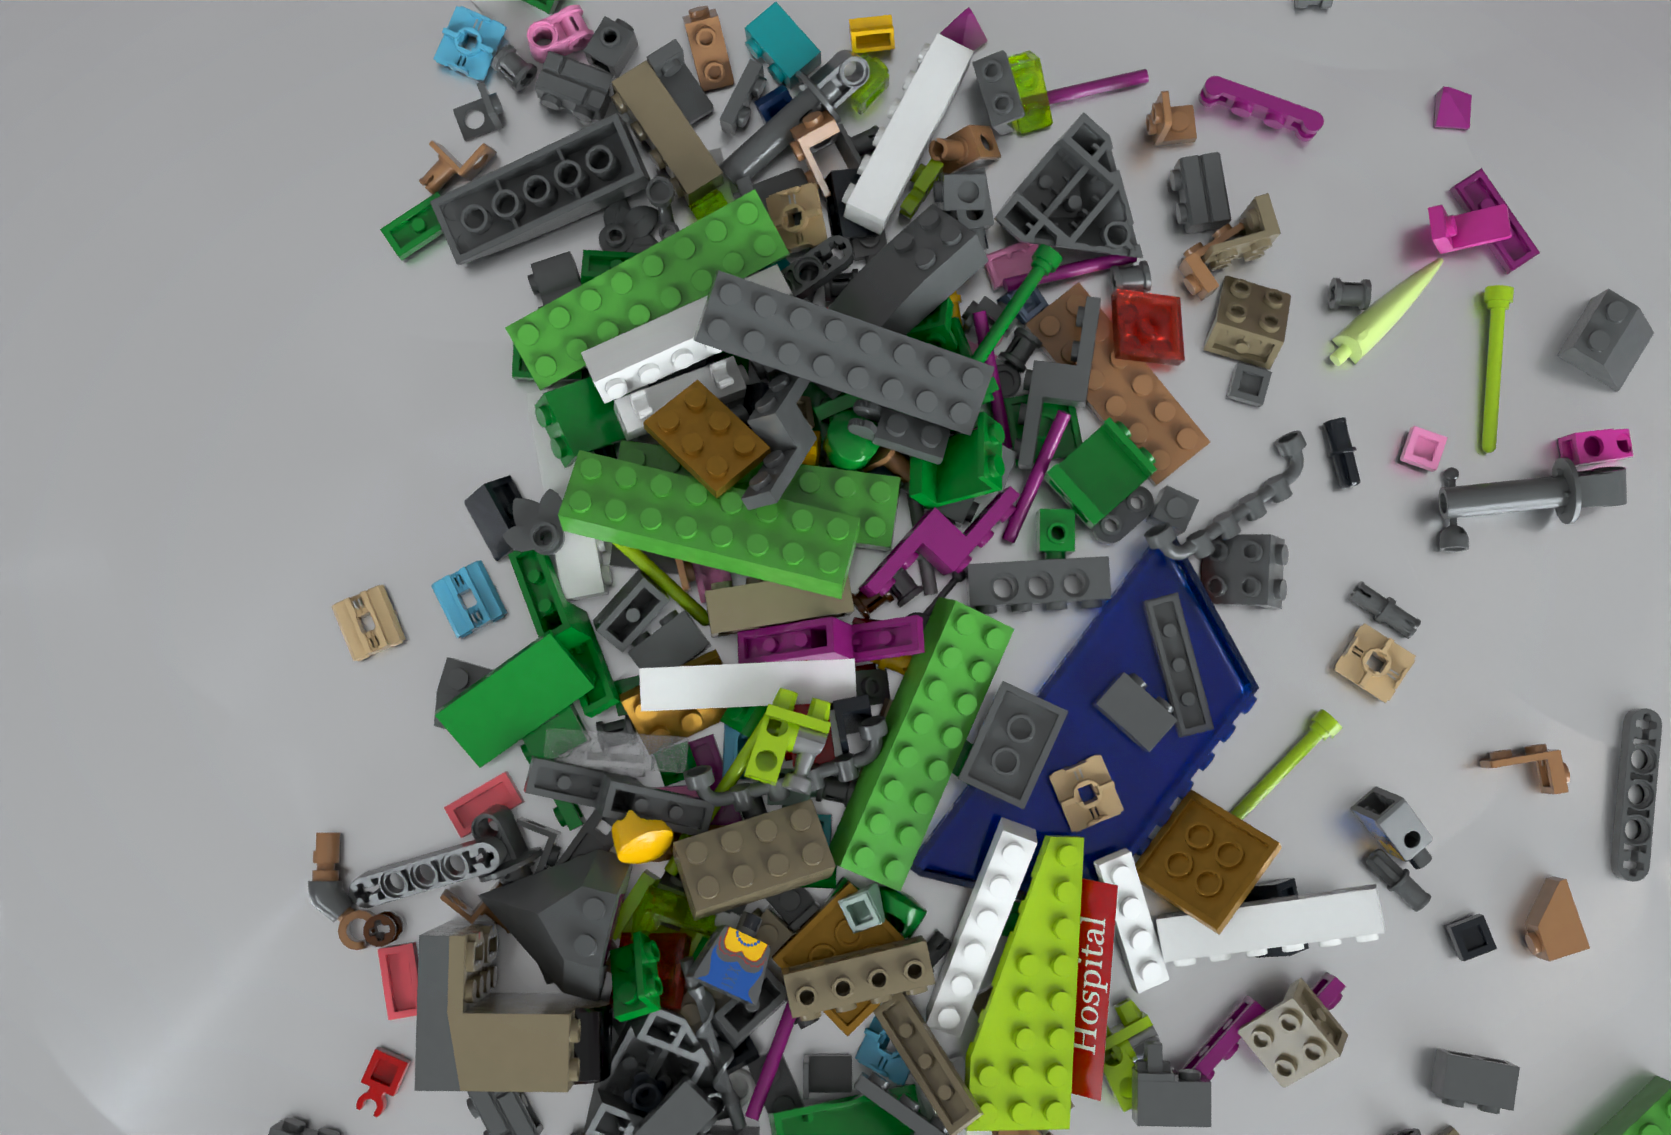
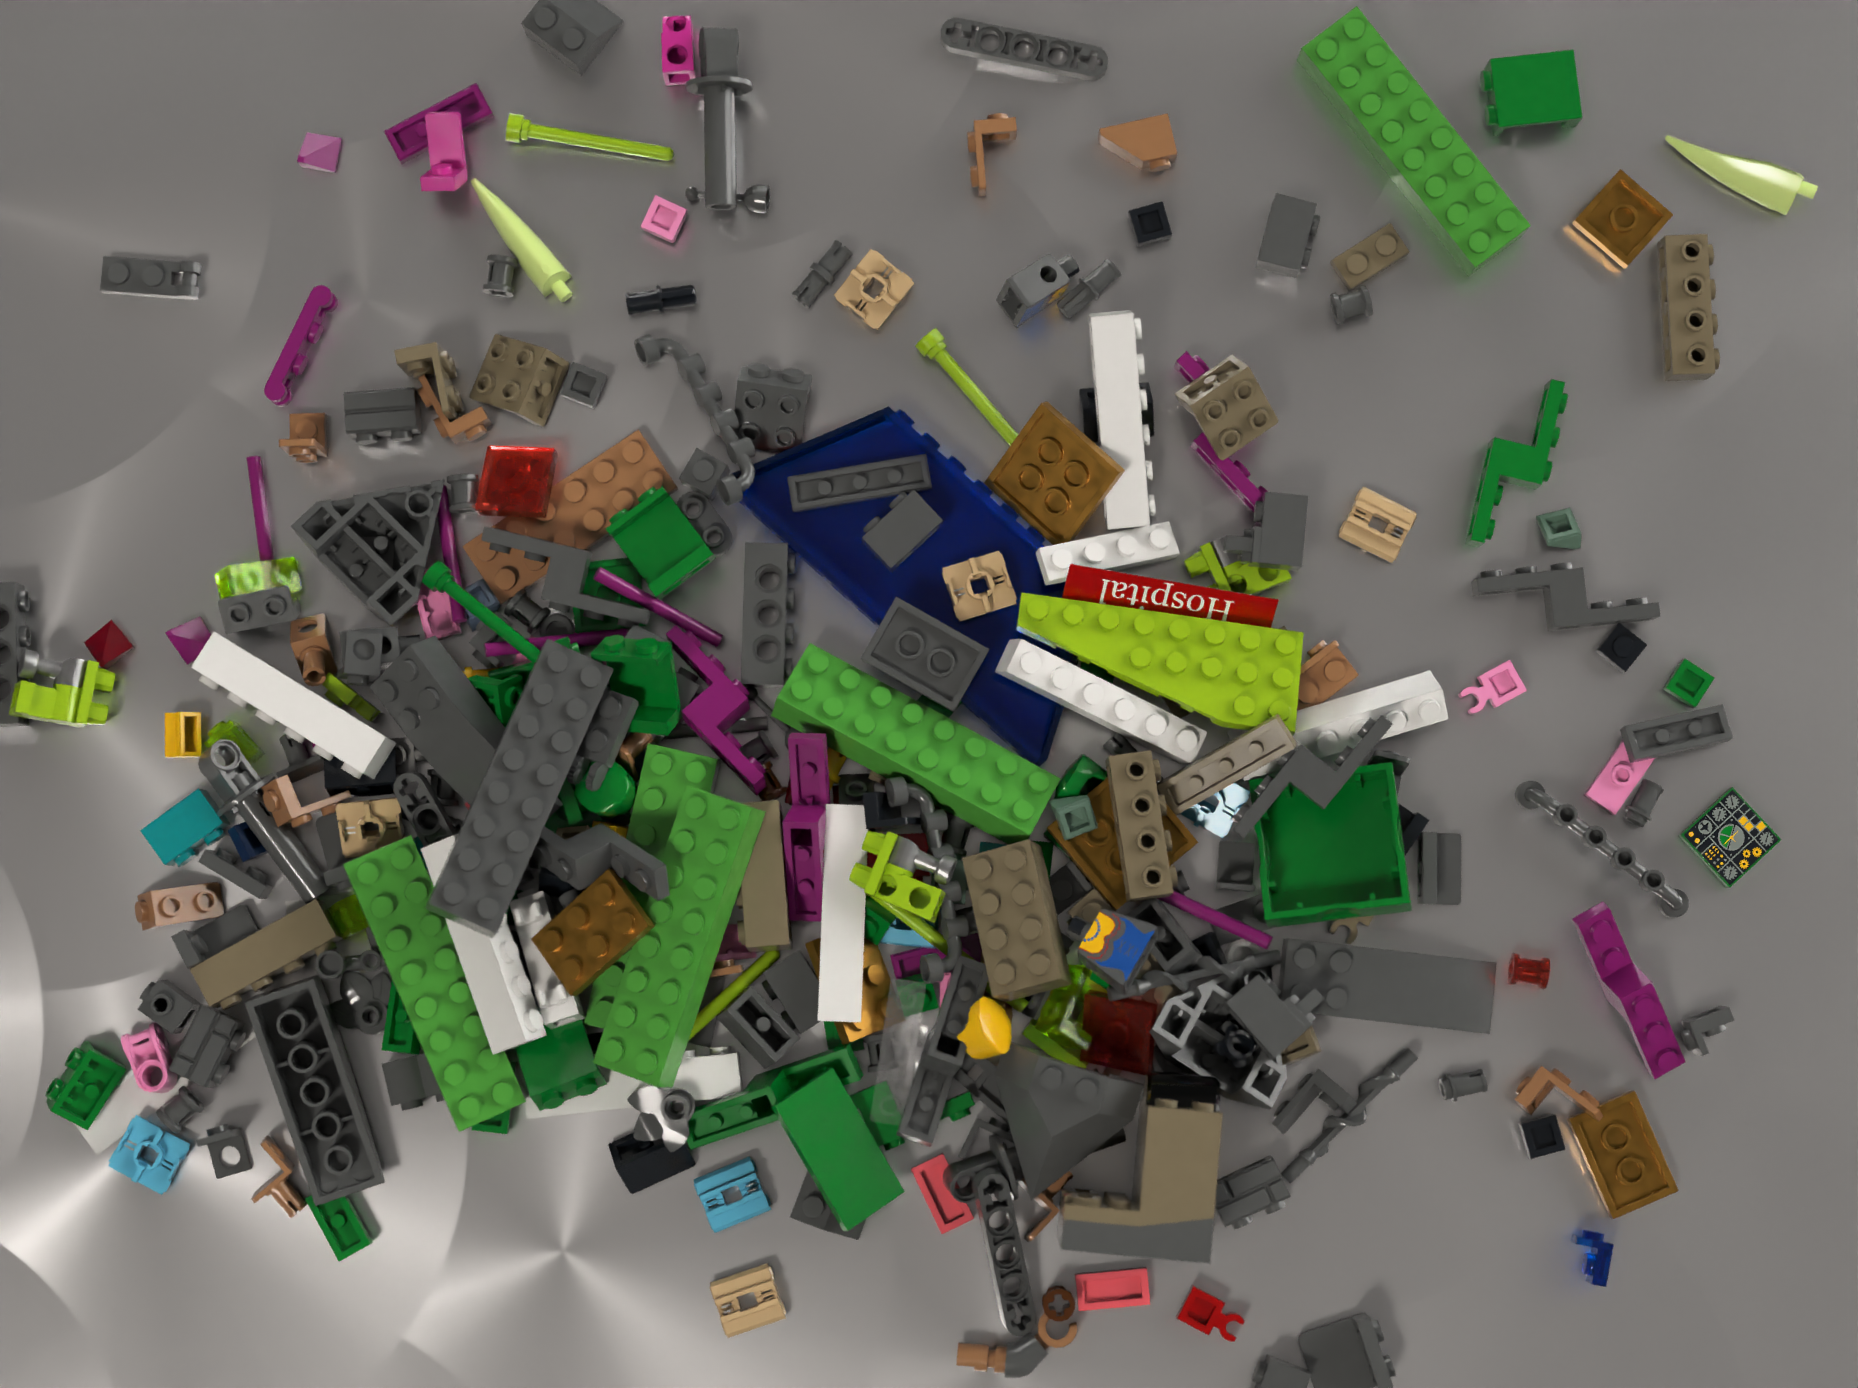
camera: 85 degrees left, 0 degrees up
(636, 978) = (1124, 1045): green bracket -> none
(1055, 532) = (716, 593): green brick -> none

